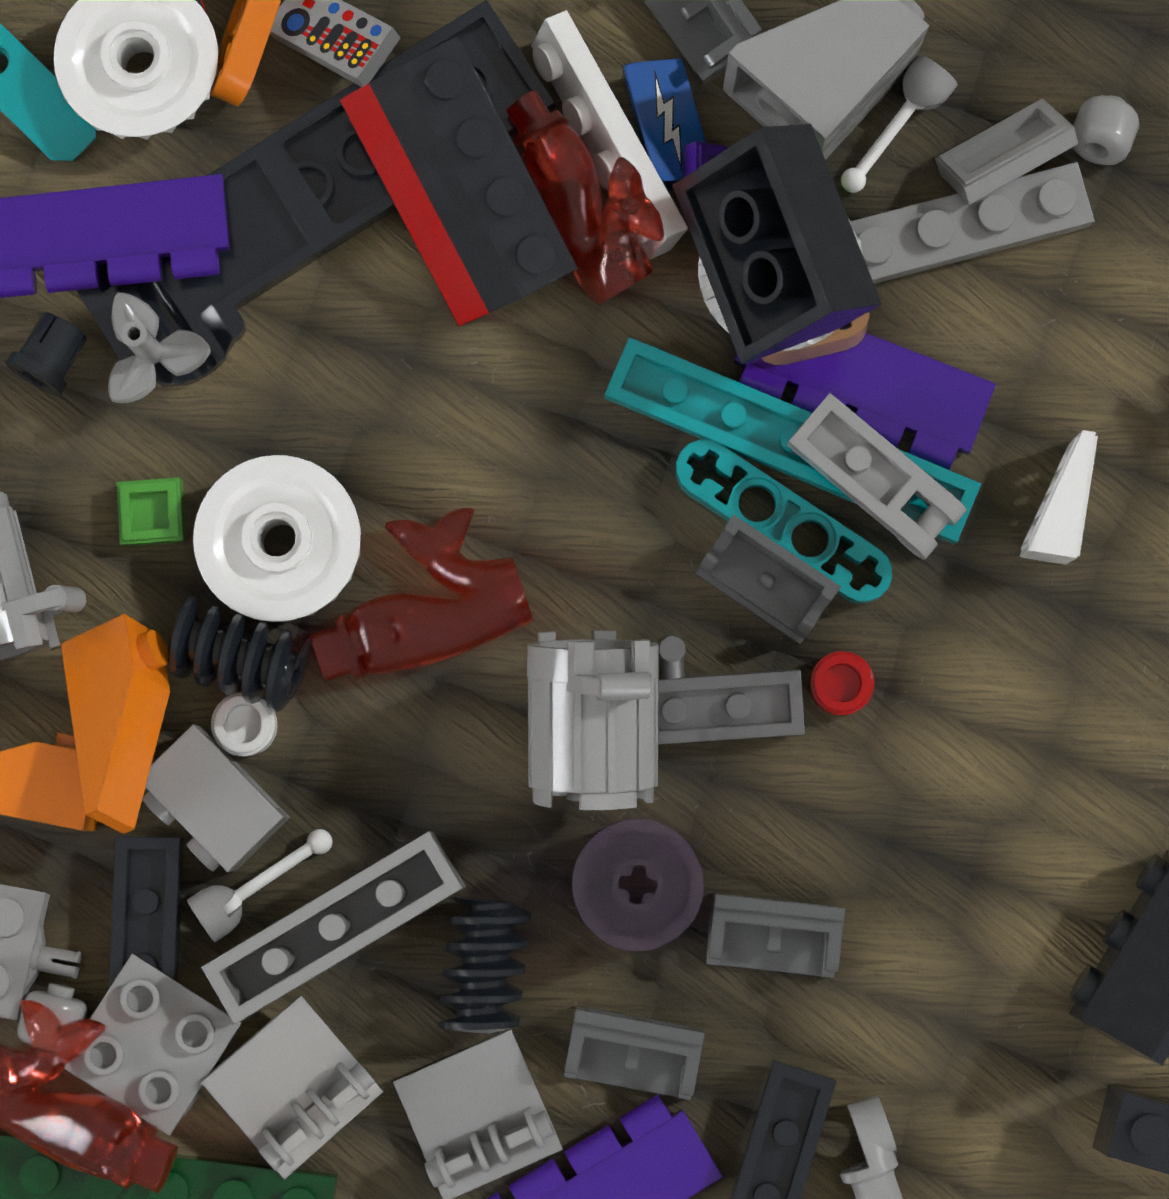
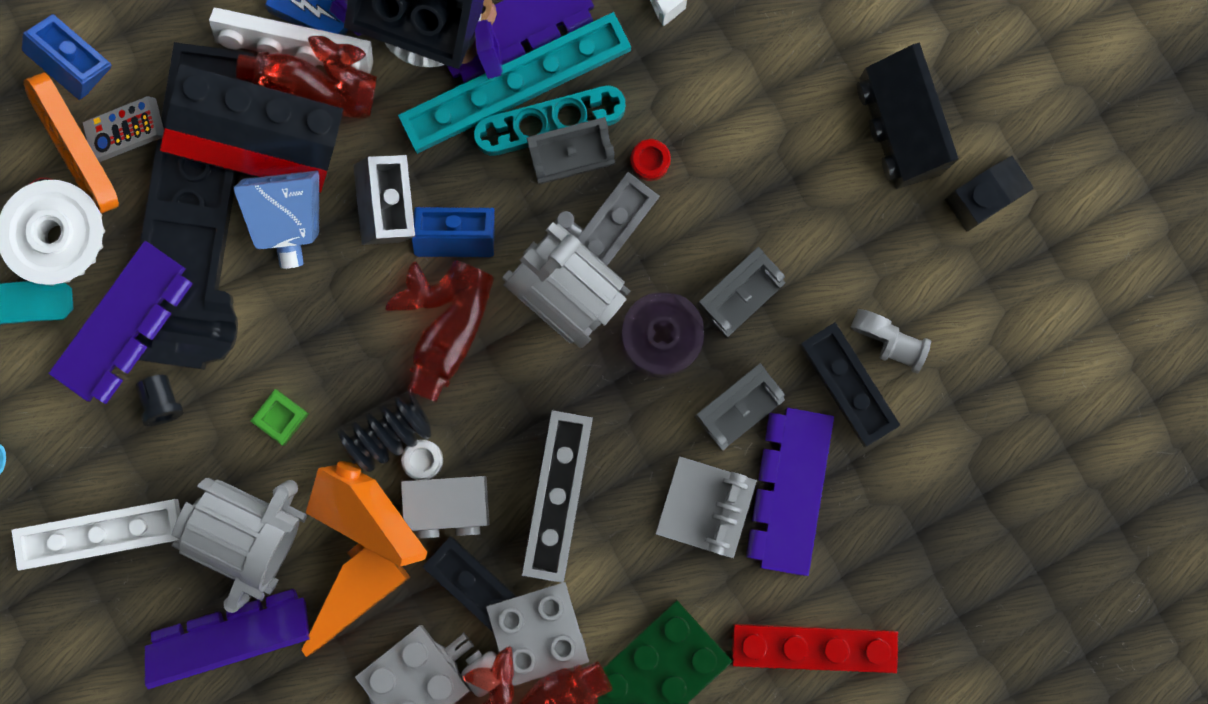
camera: 55 degrees left, 0 degrees up
(137, 327) = (183, 345): light grey plant -> none
(221, 907) = (501, 546): hinge -> none
(252, 502) = (319, 357): white gear -> none
(291, 1087) = (616, 583): light grey hinge -> none
(392, 303) = (281, 213): none -> medium blue torso
(485, 966) = (638, 441): black piece -> none
(512, 410) = (384, 199): none -> flat silver brick
(549, 523) = (453, 232): none -> blue slope
(801, 375) = (488, 49): none -> dark purple tile
(875, 475) = (566, 55): light grey plate -> none

